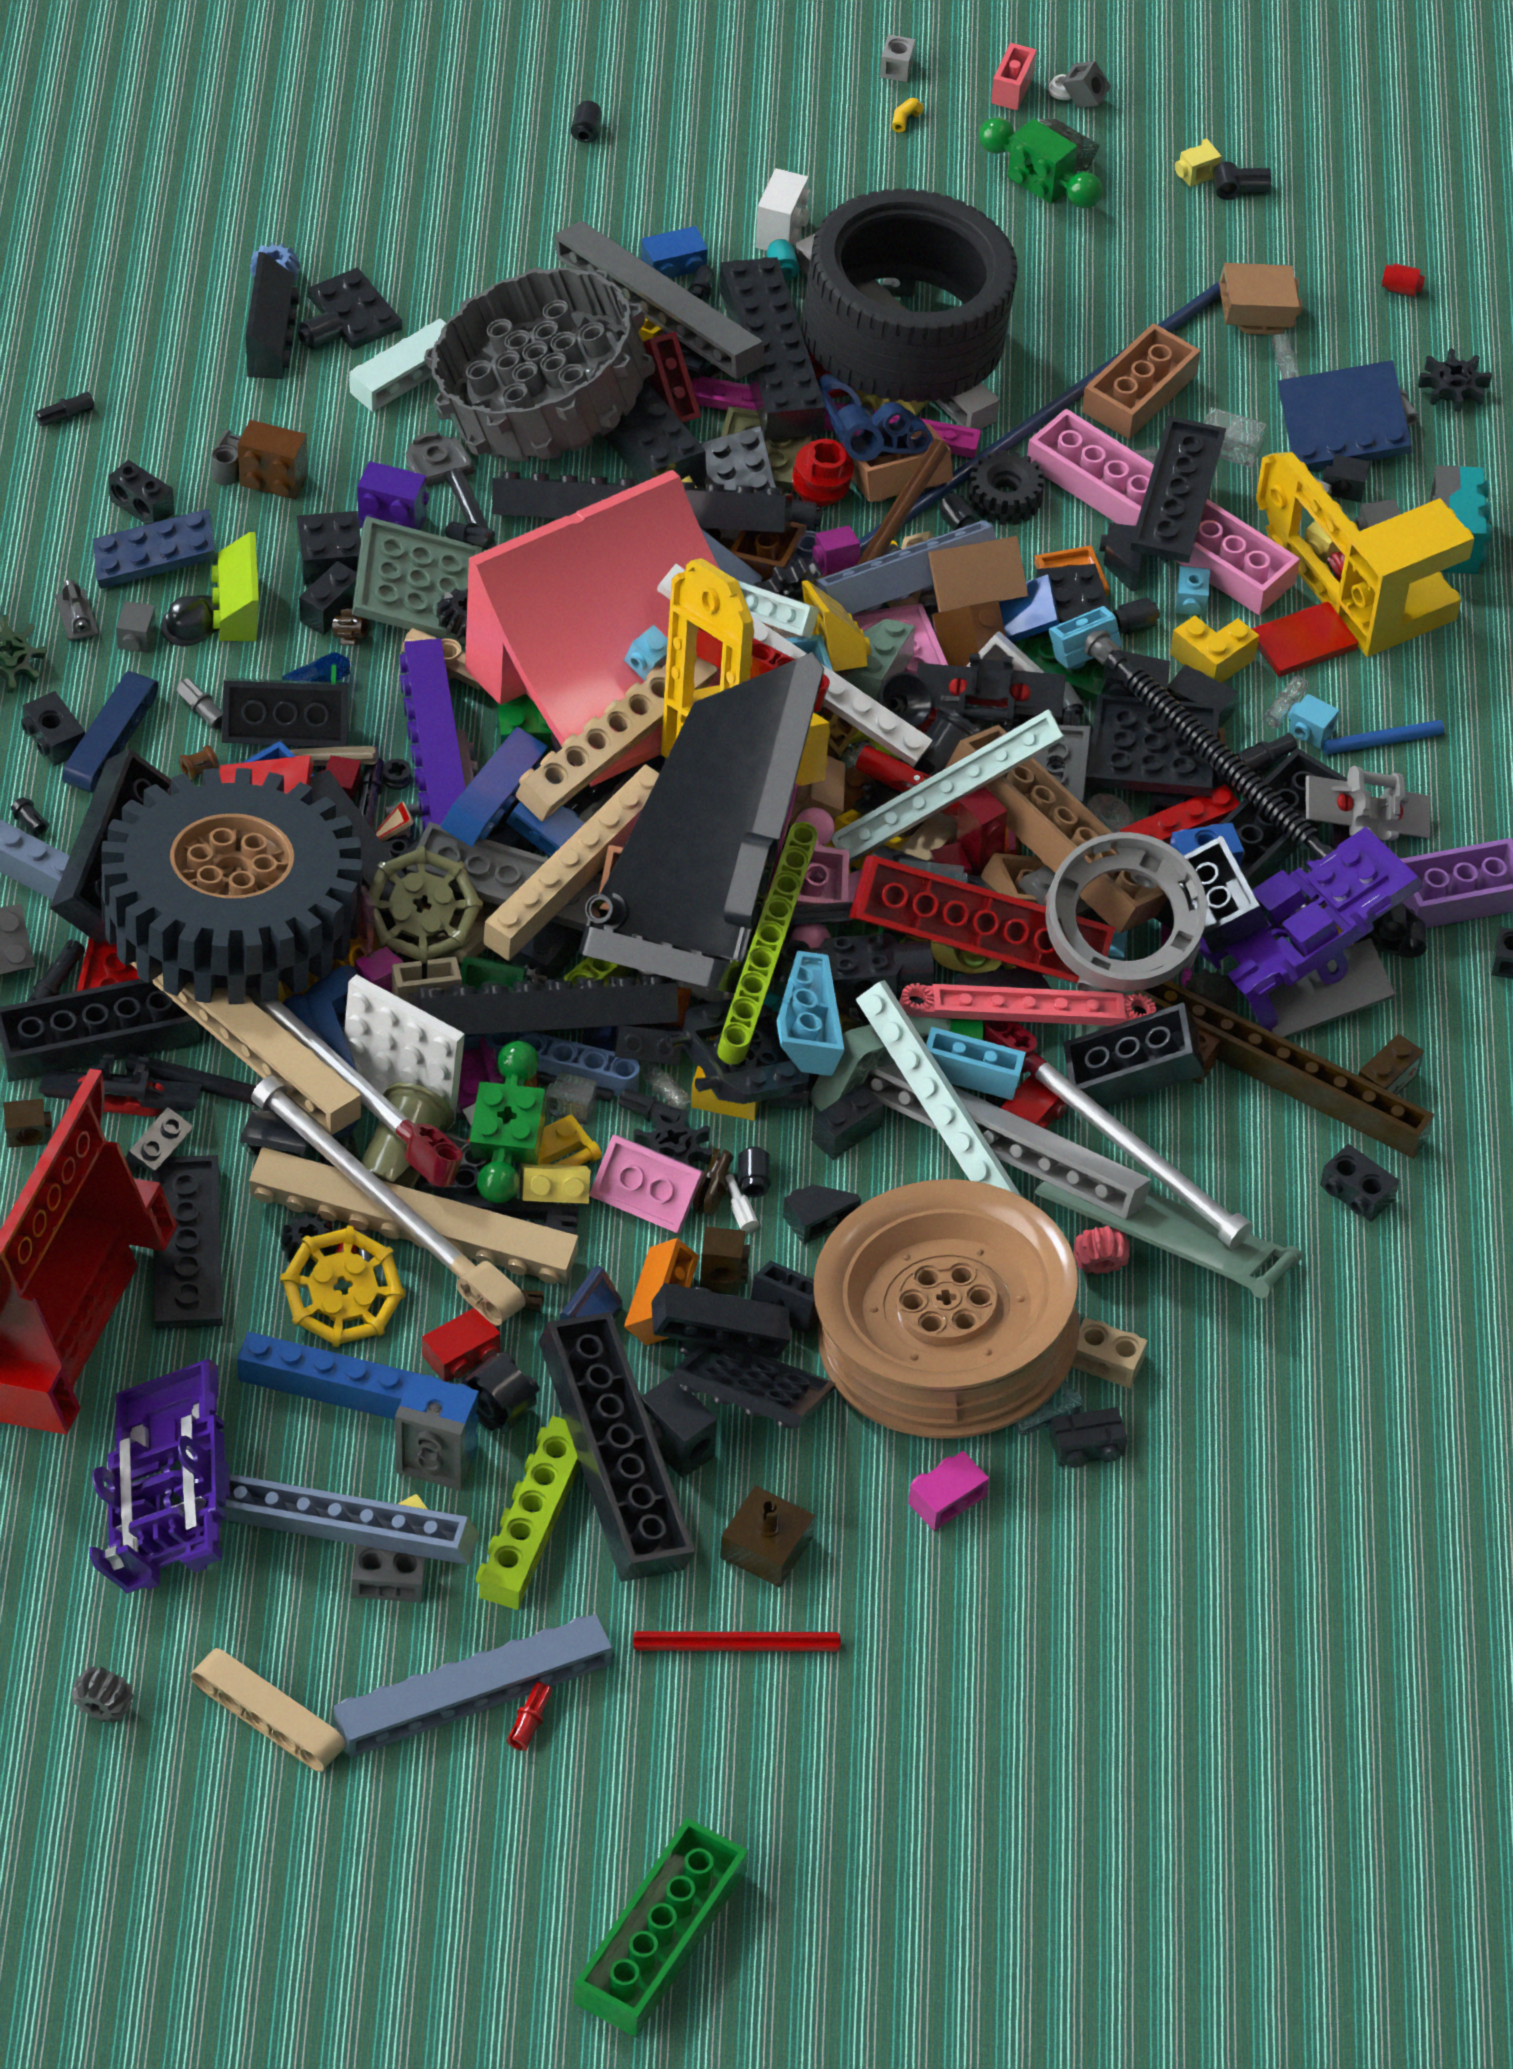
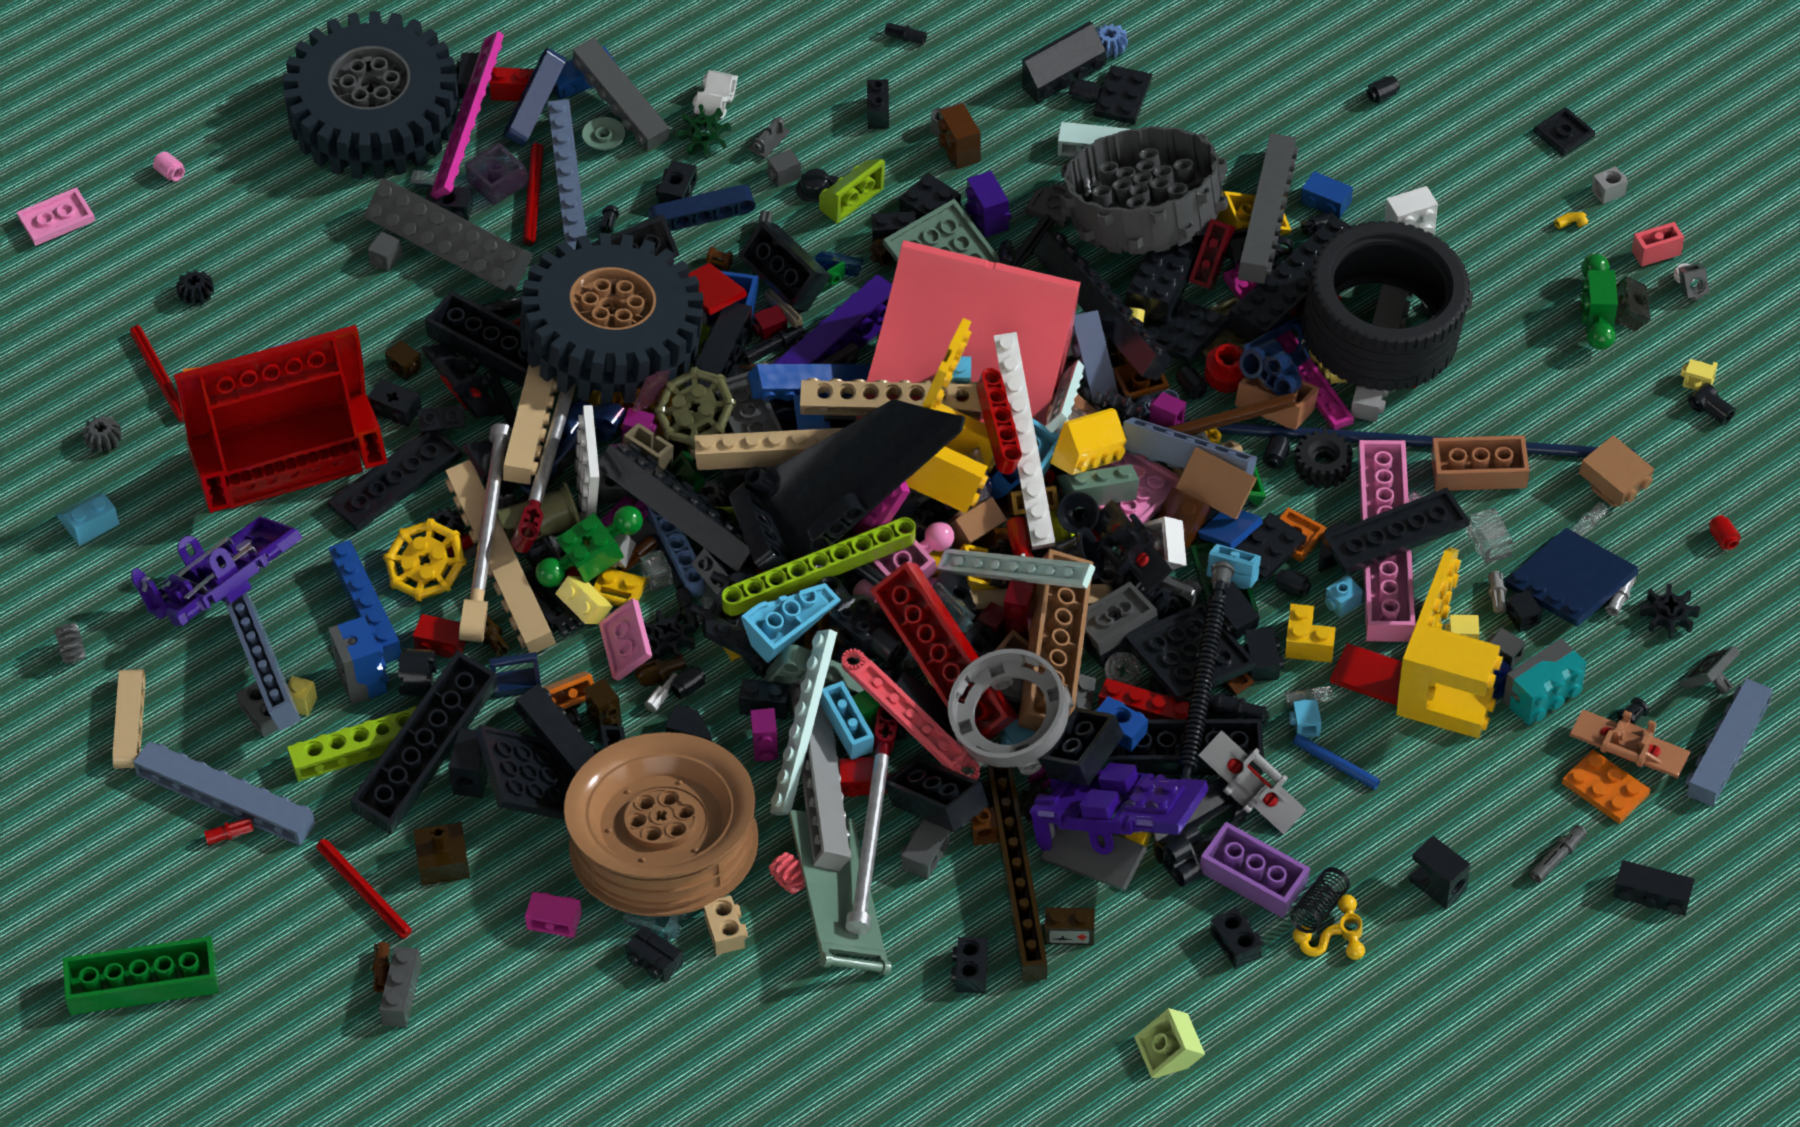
camera: 55 degrees right, 0 degrees up
(154, 548) = (844, 135): dark blue plate -> none
(788, 42) = (1564, 131): none -> black tile
(862, 1693) = (380, 965): none -> reddish brown pin
(903, 1149) = (764, 734): none -> magenta brick
(913, 1690) = (400, 987): none -> dark grey brick
(1176, 1122) = (925, 849): none -> dark grey brick

